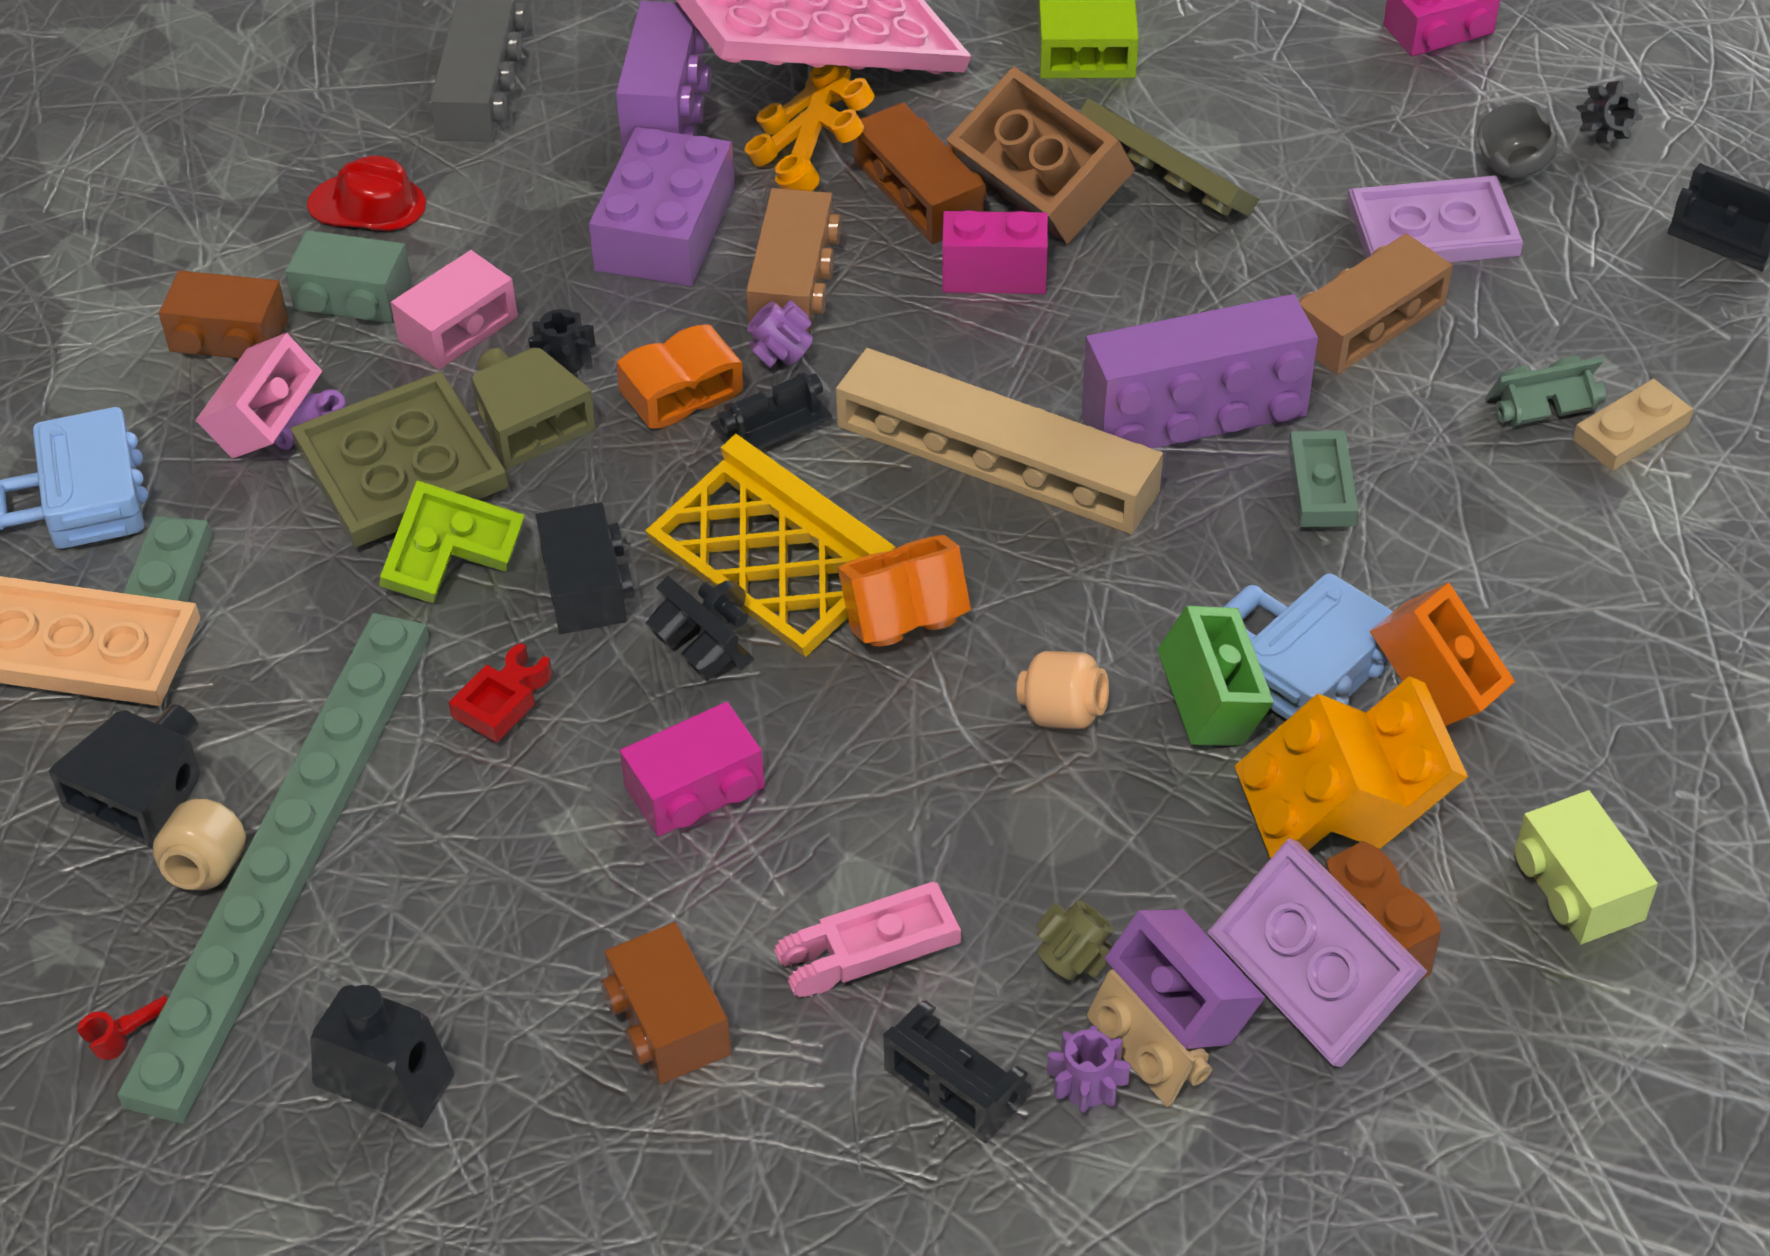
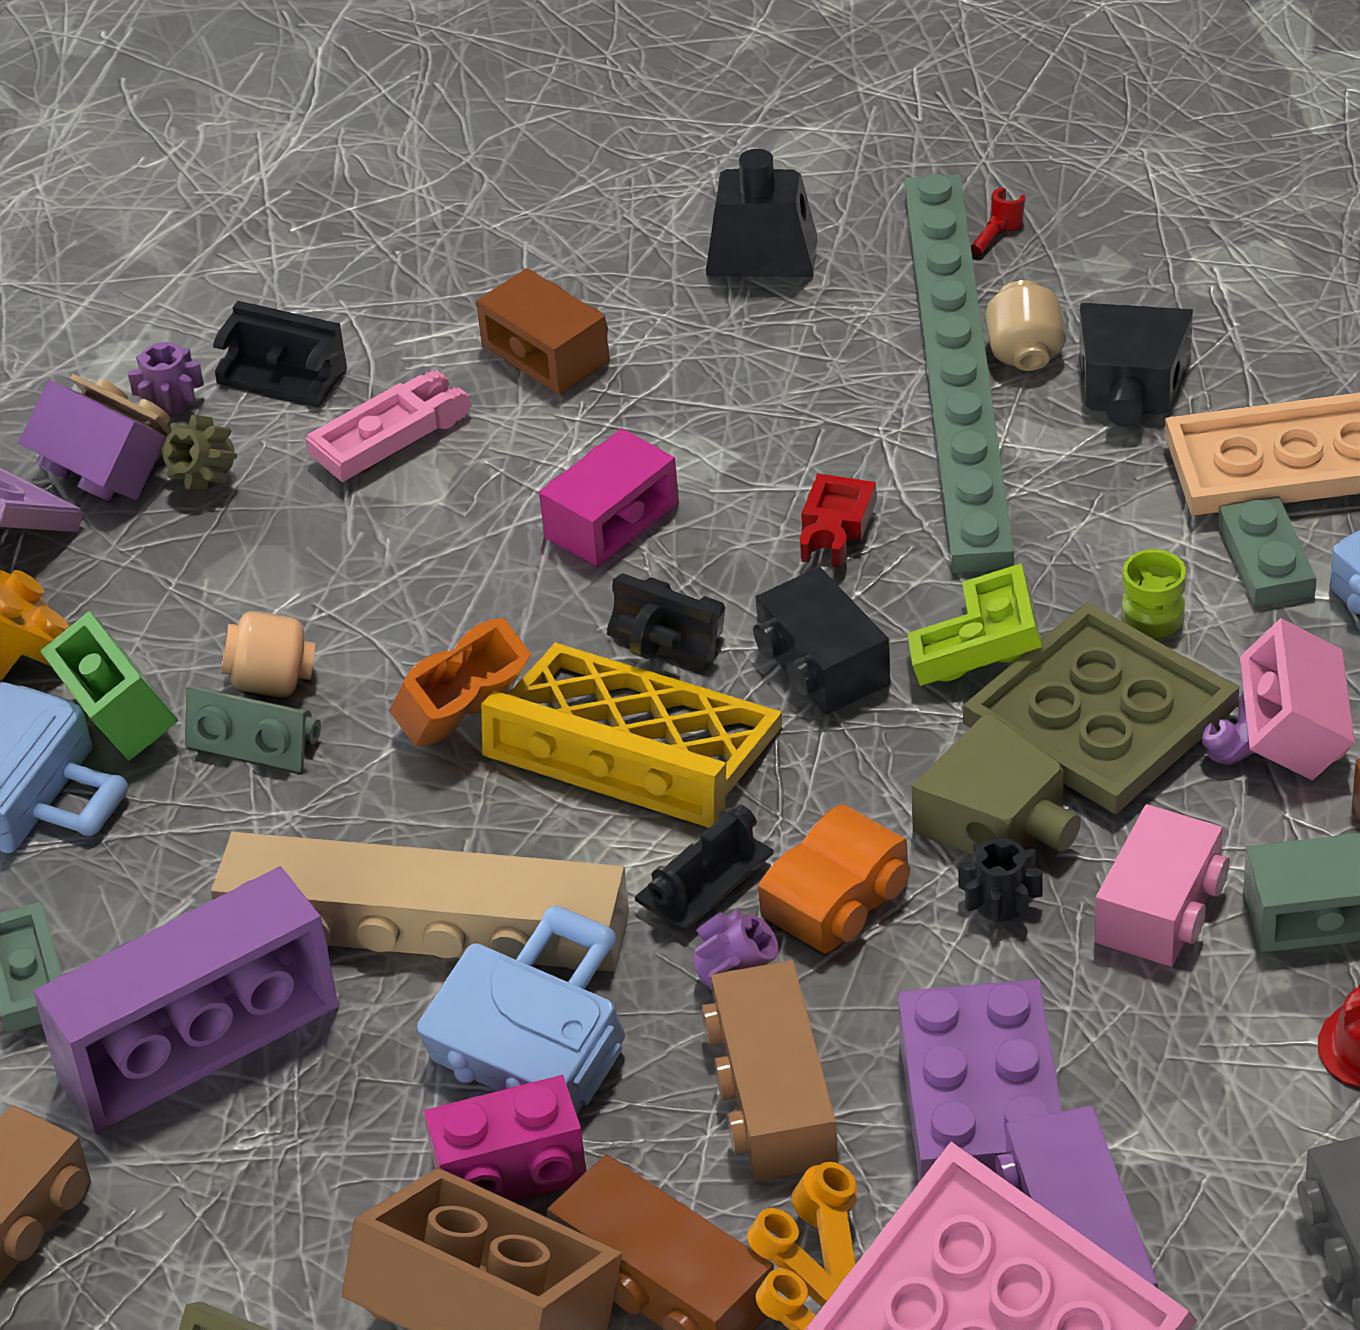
camera: 165 degrees right, 5 degrees down
(291, 531) = (1154, 592): none -> lime wheel
(951, 322) = (520, 1025): none -> light blue piece
(1076, 623) = (248, 728): none -> sand green hinge

